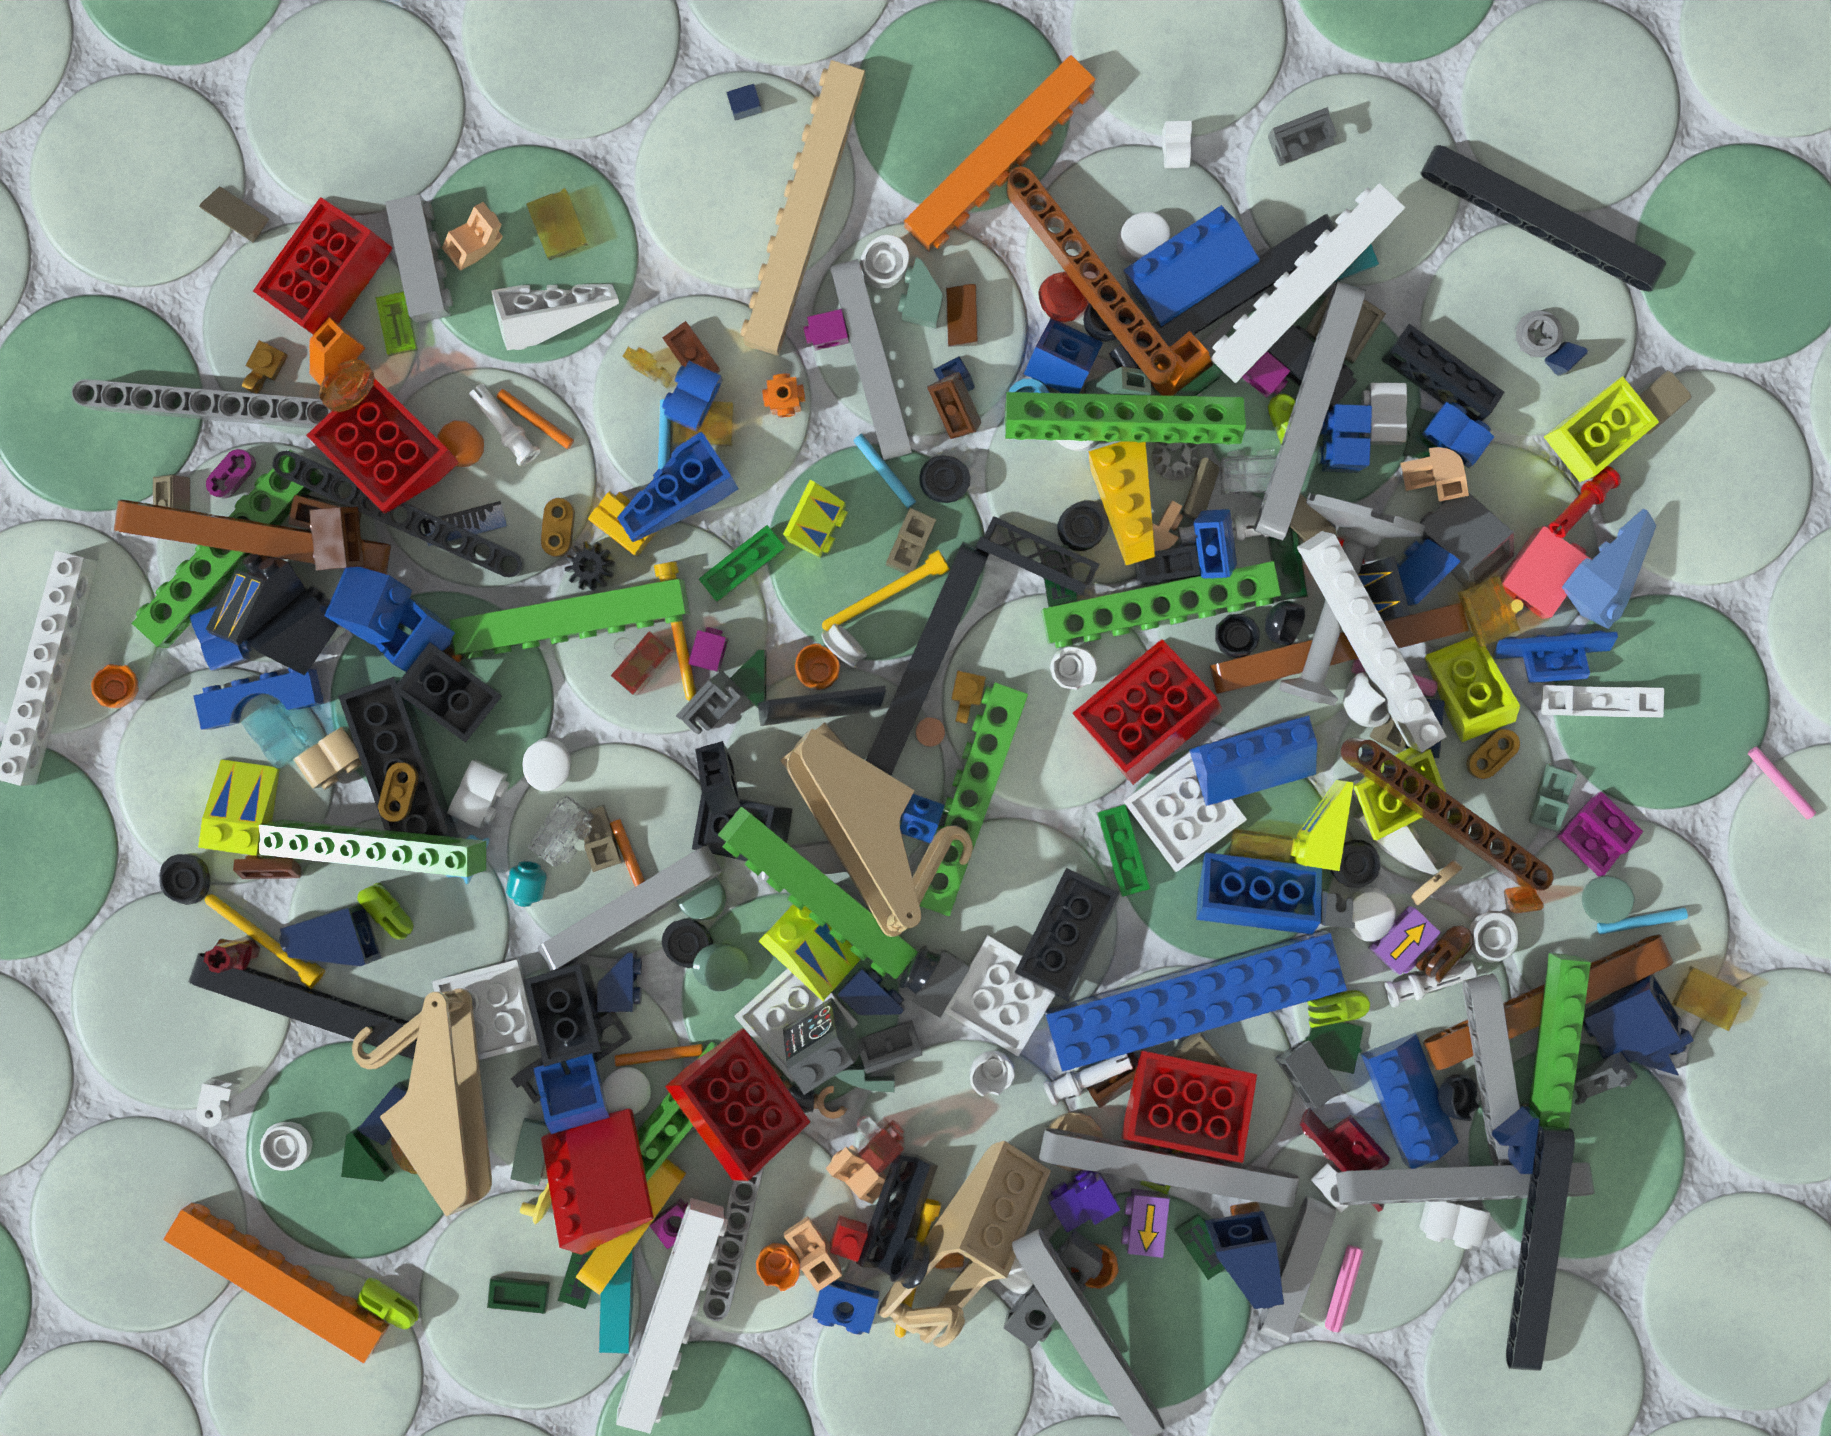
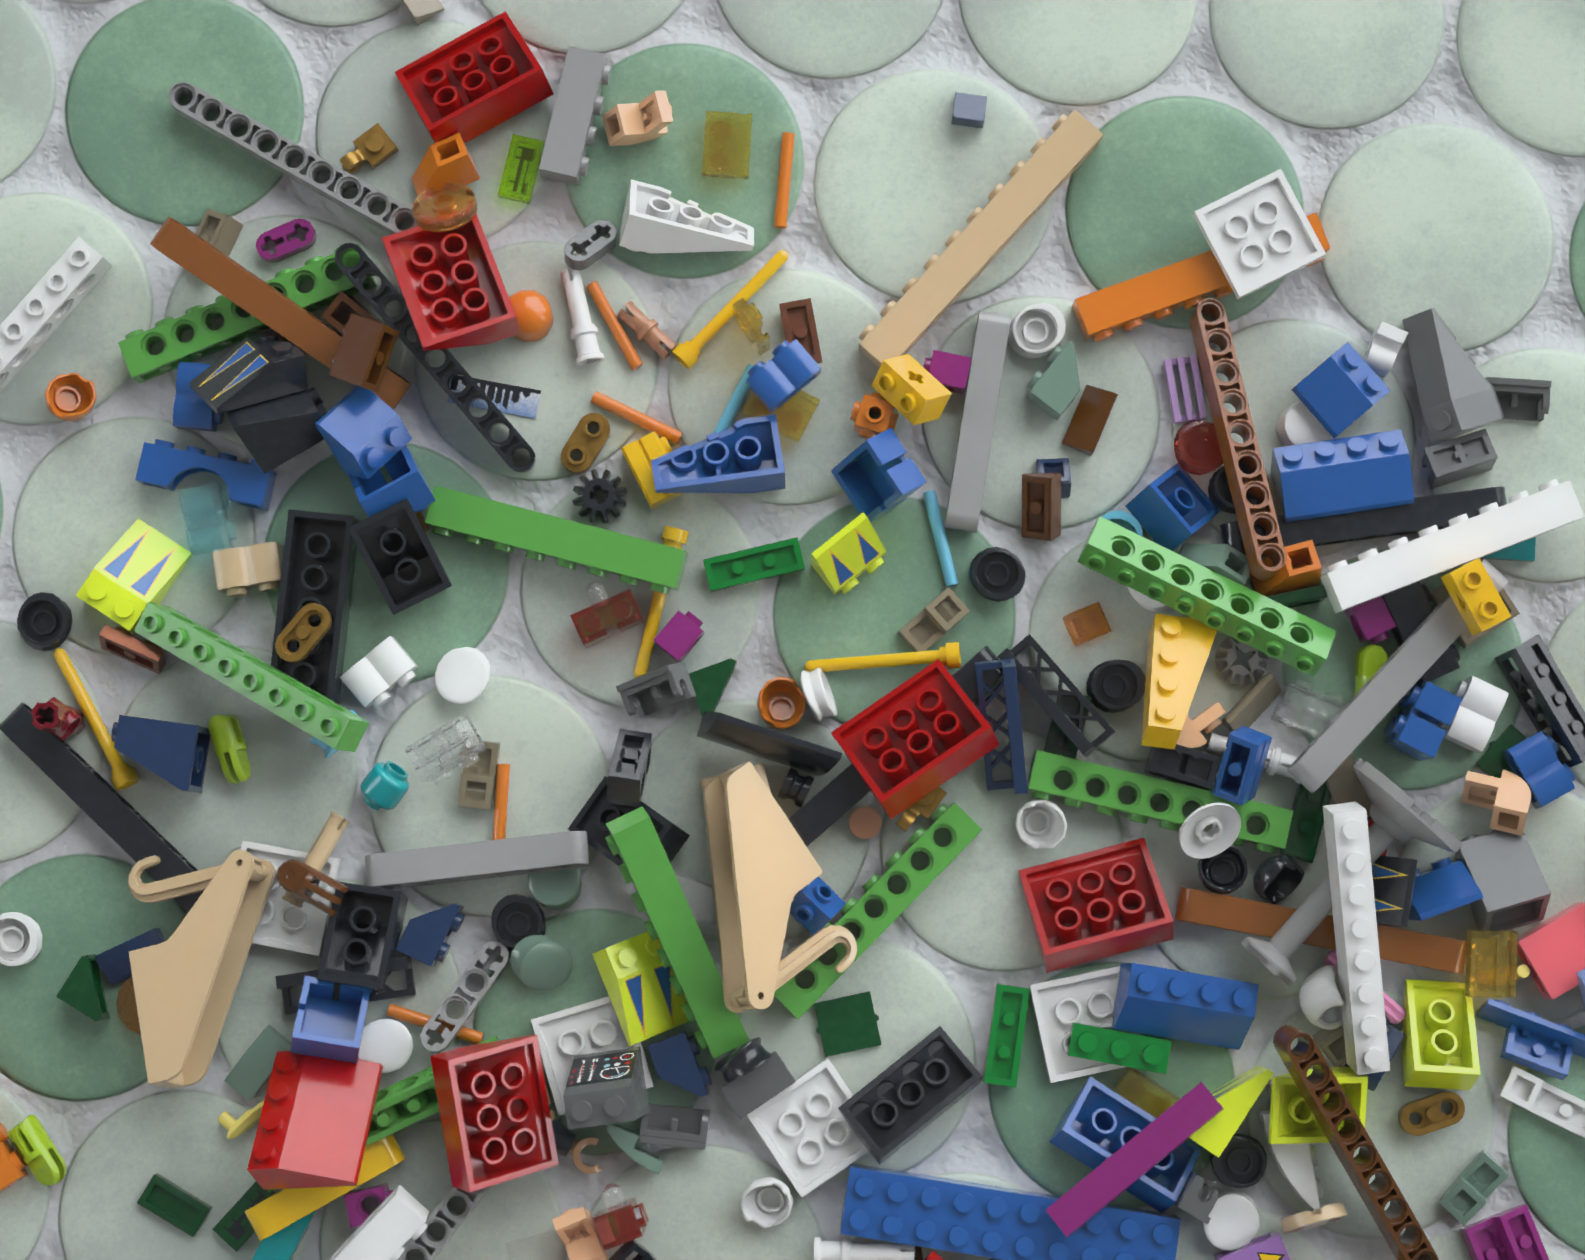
camera: 25 degrees right, 5 degrees down
(479, 359) = (593, 248): none -> beam
(497, 992) = (304, 882): none -> reddish brown arm
(498, 970) = (321, 849): none -> tan pin
(564, 410) = (647, 330): none -> nougat pin
(589, 486) = (636, 417): none -> orange bar
(606, 412) = (689, 351): none -> yellow piece
(618, 232) = (784, 180): none -> orange bar
(667, 1021) = (461, 993): none -> light grey beam
(803, 358) = (911, 389): none -> yellow brick
(809, 442) = (878, 475): none -> blue piece
(861, 729) = (795, 787): none -> black wheel
(939, 645) = (915, 738): none -> red slope
(991, 900) = (847, 1024): none -> dark green piece
(1015, 233) = (1197, 387): none -> lavender tile
(1017, 601) = (1014, 726): none -> dark blue fence
(1031, 94) = (1259, 234): none -> white plate
(1036, 486) = (1086, 624): none -> clear orange slope
(1157, 195) = (1340, 390): none -> blue slope
(1213, 609) = (1209, 830): none -> white dish
(1218, 818) = (1119, 1048): none -> green plate
(1241, 145) = (1448, 384): none -> dark grey wedge
(1272, 903) = (1134, 1159): none -> magenta tile
(1280, 207) = (1459, 458): none -> dark grey hinge
(1345, 316) = (1475, 596): none -> yellow brick

